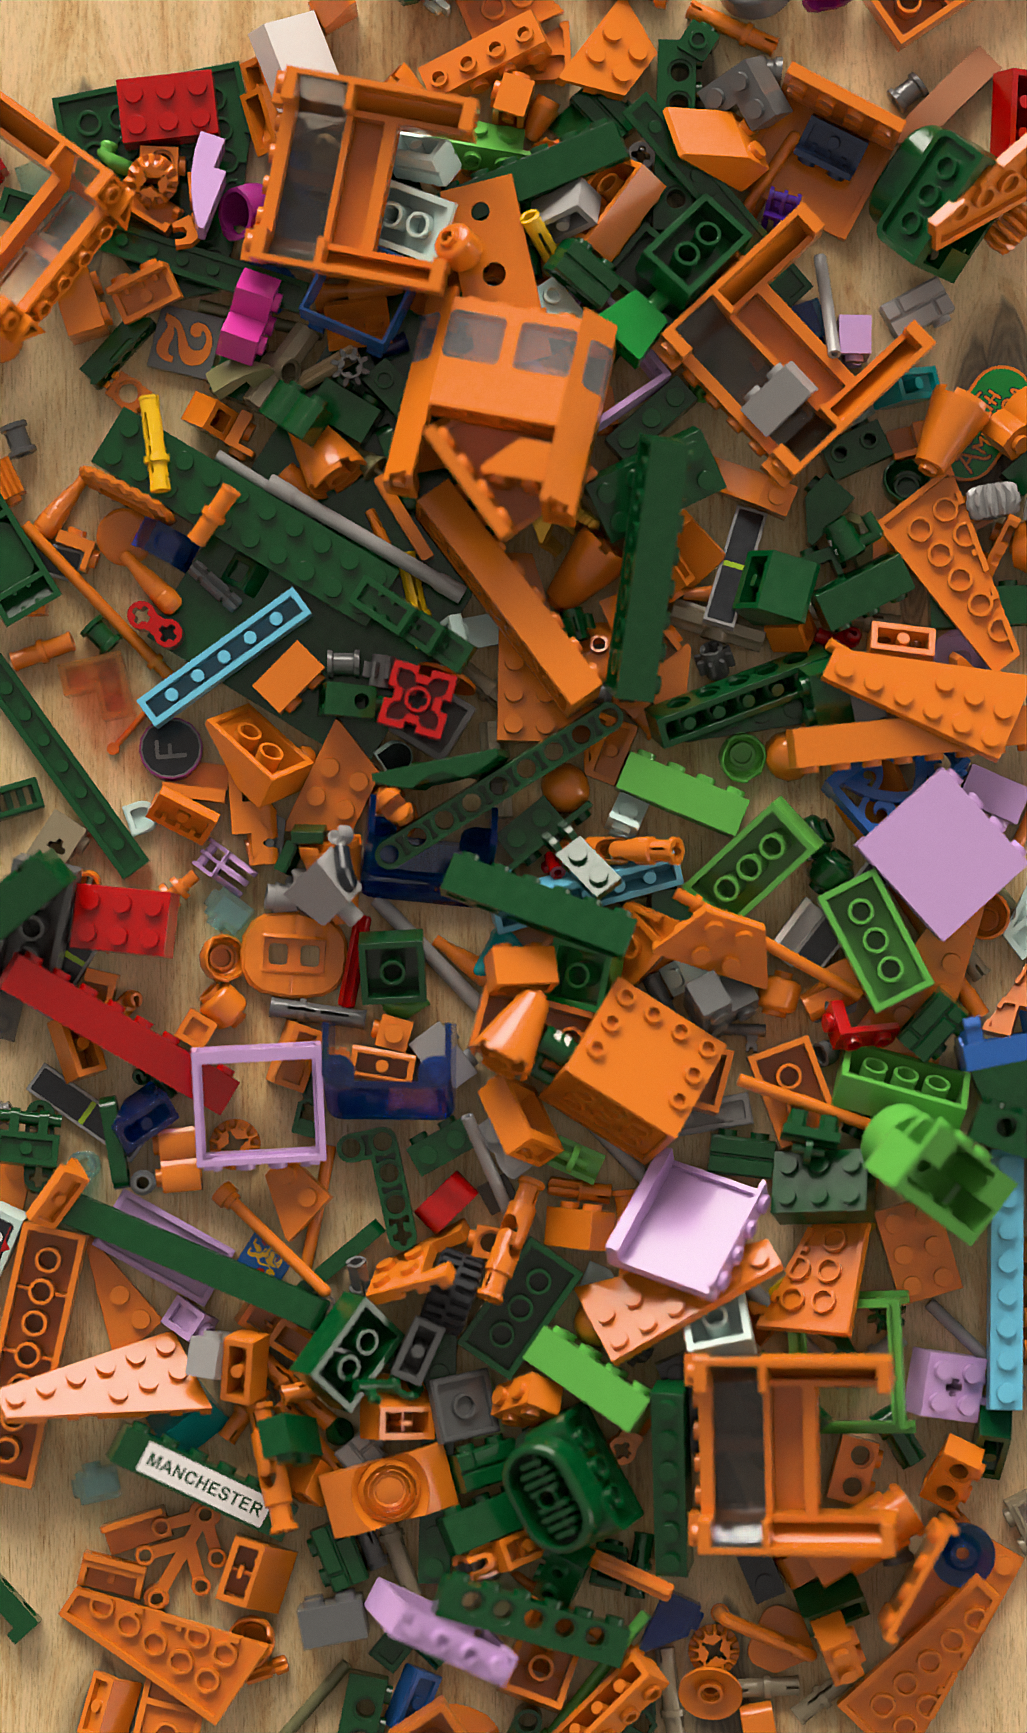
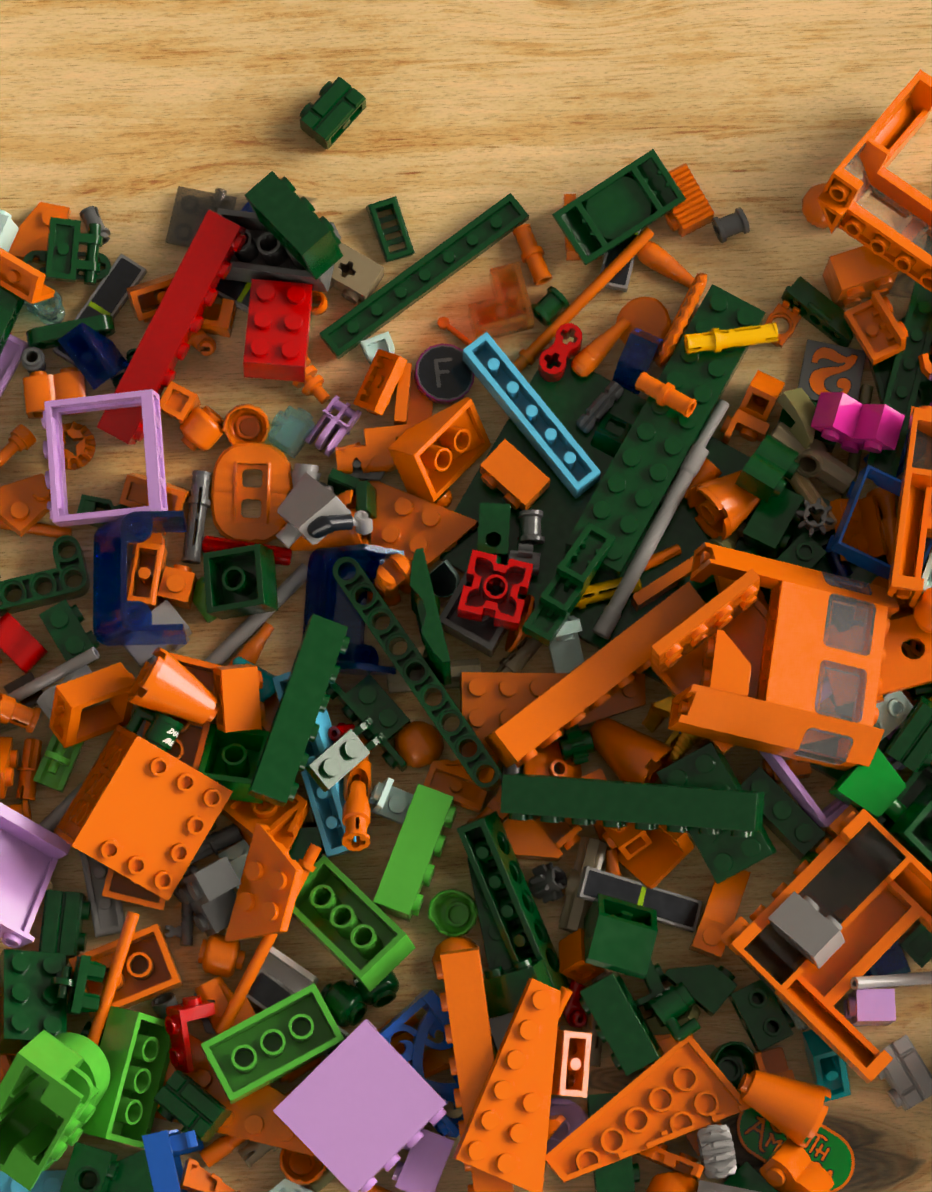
camera: 85 degrees right, 10 degrees down
(77, 540) = (638, 280): orange bracket -> none

